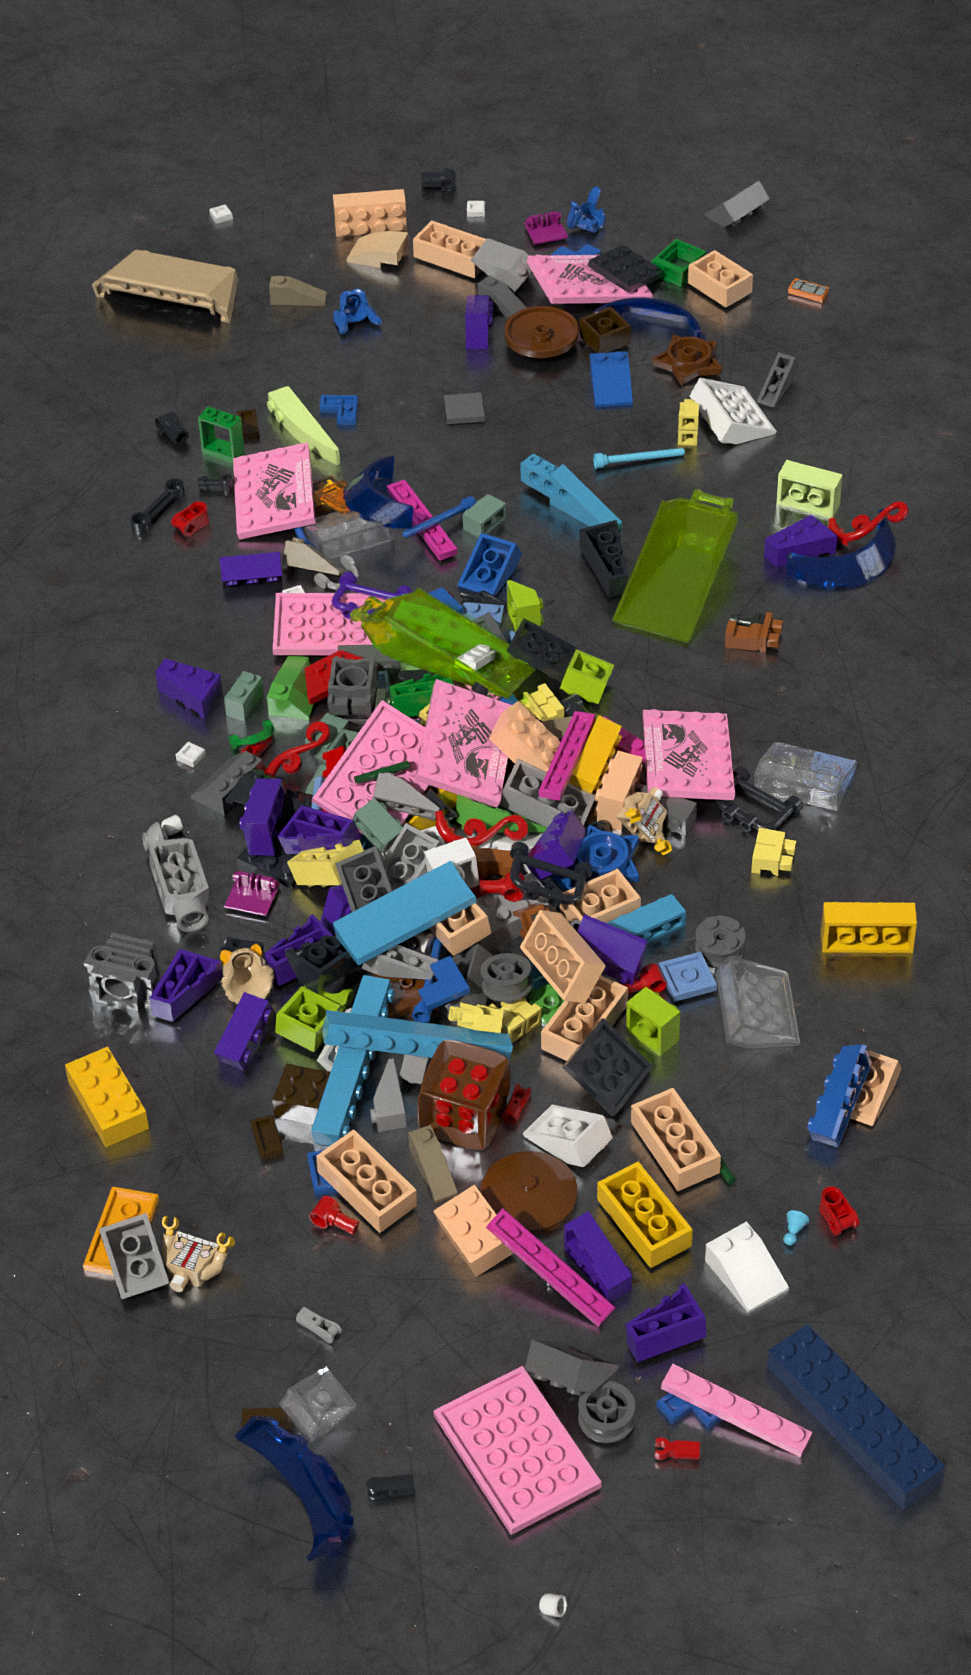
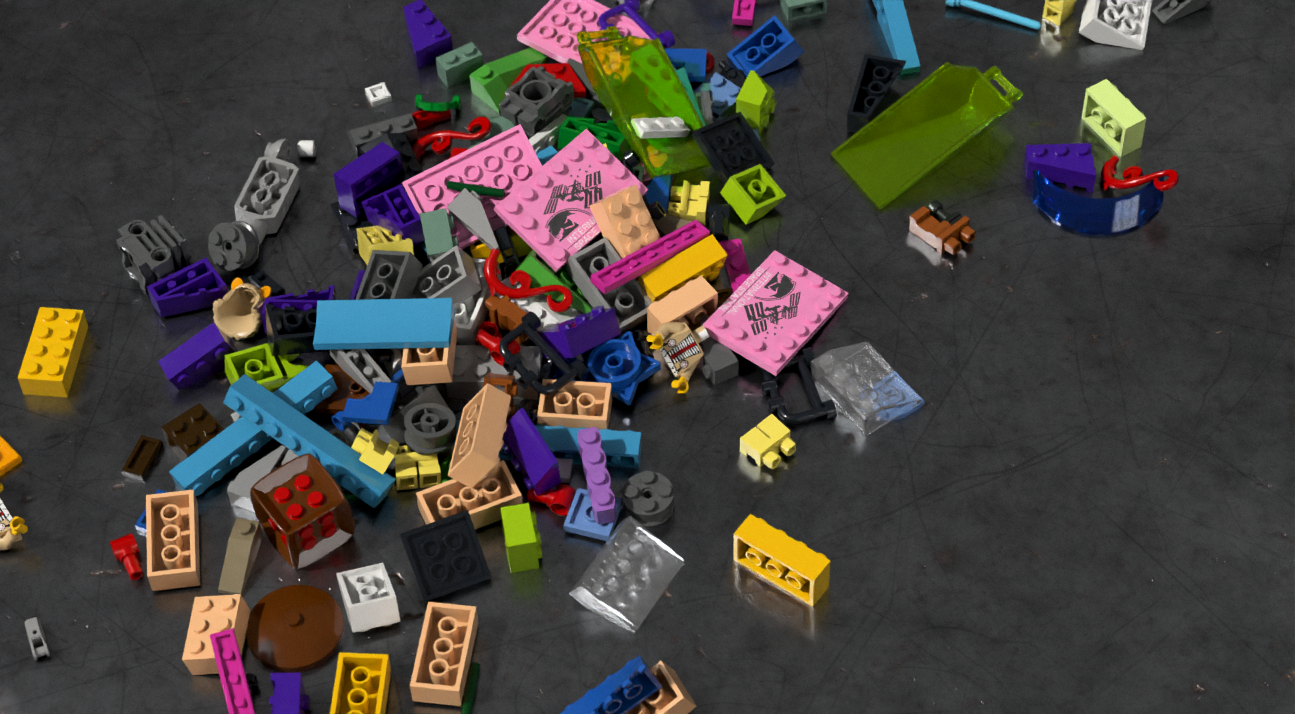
camera: 35 degrees right, 5 degrees up
(195, 915) = (233, 245): none -> dark grey wheel
(252, 893) = (315, 241): magenta hinge -> none
(461, 856) = (469, 302): white brick -> none
(516, 1104) = (353, 545): red bar -> none
(676, 942) = (597, 475): none -> medium lavender brick

